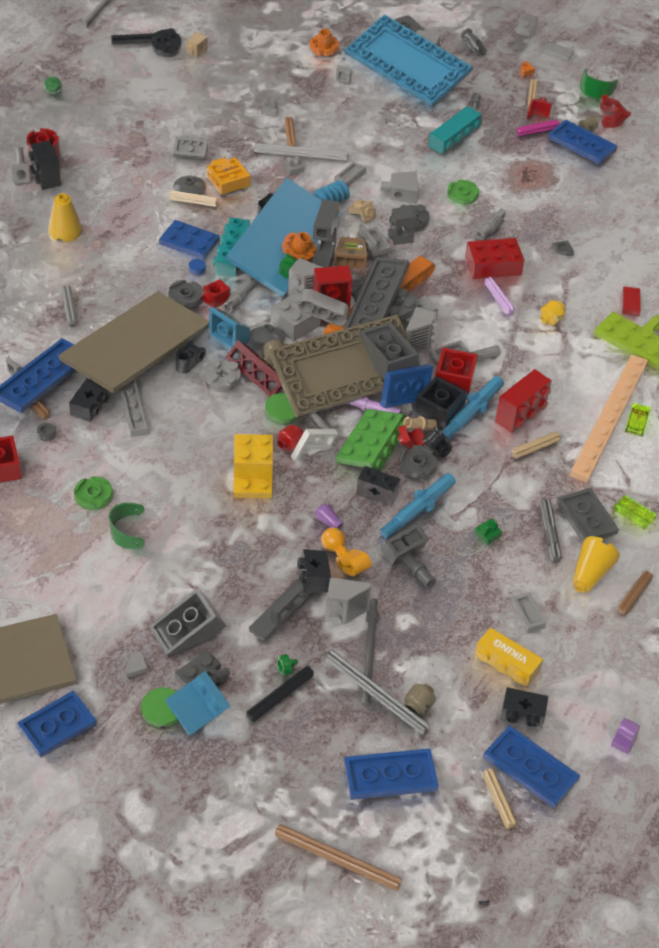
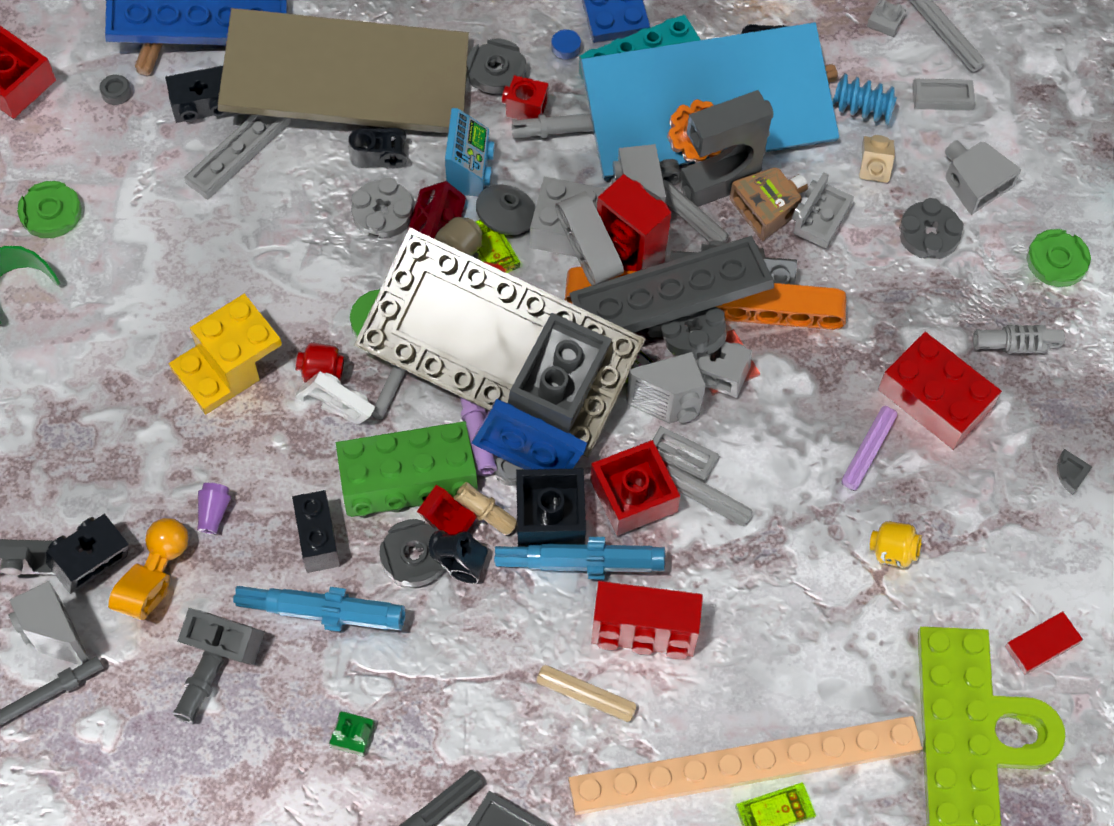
camera: 55 degrees right, 15 degrees up
(285, 264) = (648, 137): green piece -> none
(402, 225) = (878, 225): dark grey brick -> none

